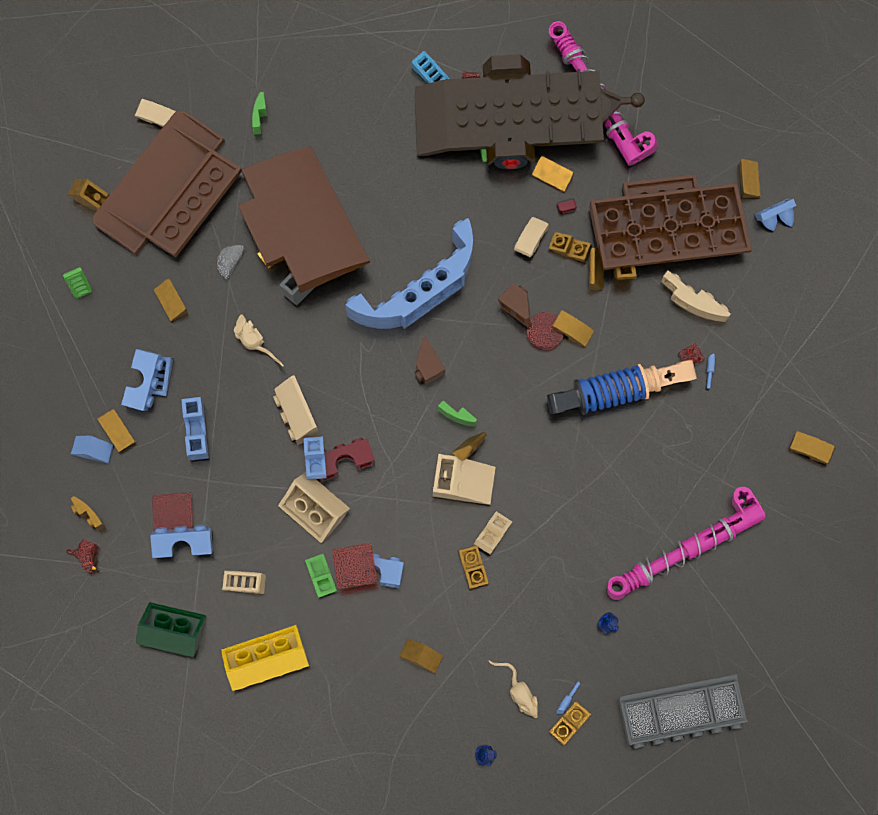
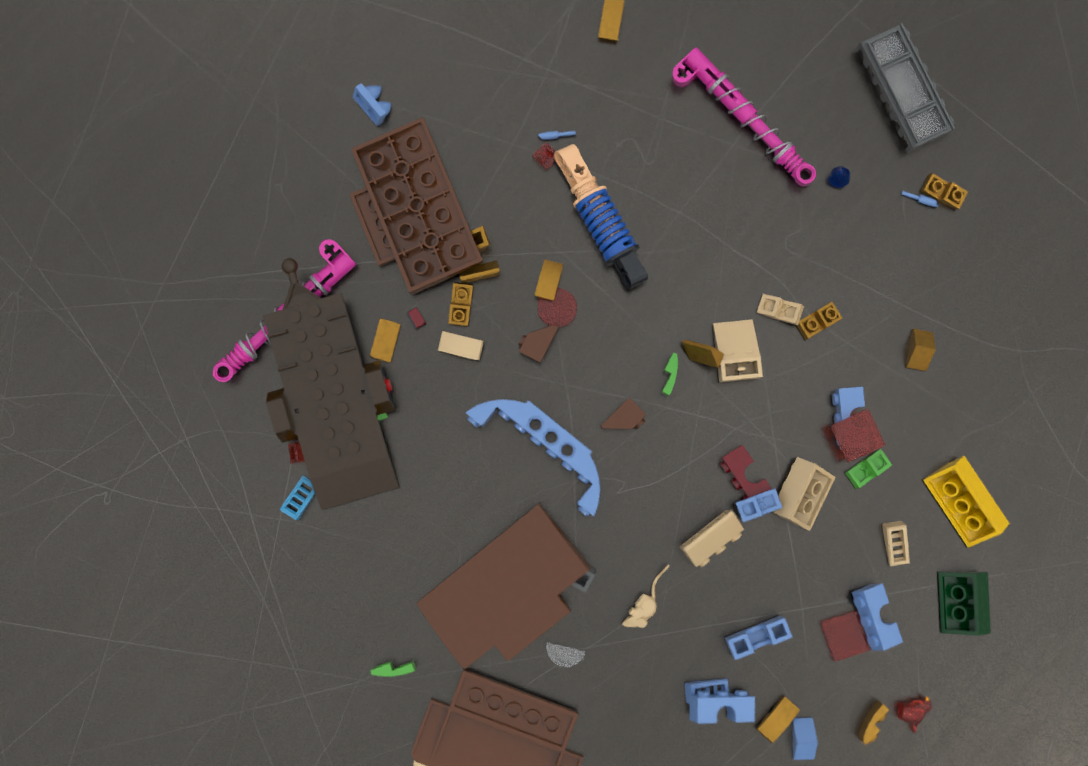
camera: 100 degrees left, 10 degrees up
(170, 300) = (624, 703): pearl gold slope -> none
(485, 755) = (999, 263): clear blue tile -> none
(521, 693) = (930, 244): tan animal -> none
(700, 304) = (489, 157): tan slope -> none
(749, 179) = (340, 138): pearl gold slope -> none

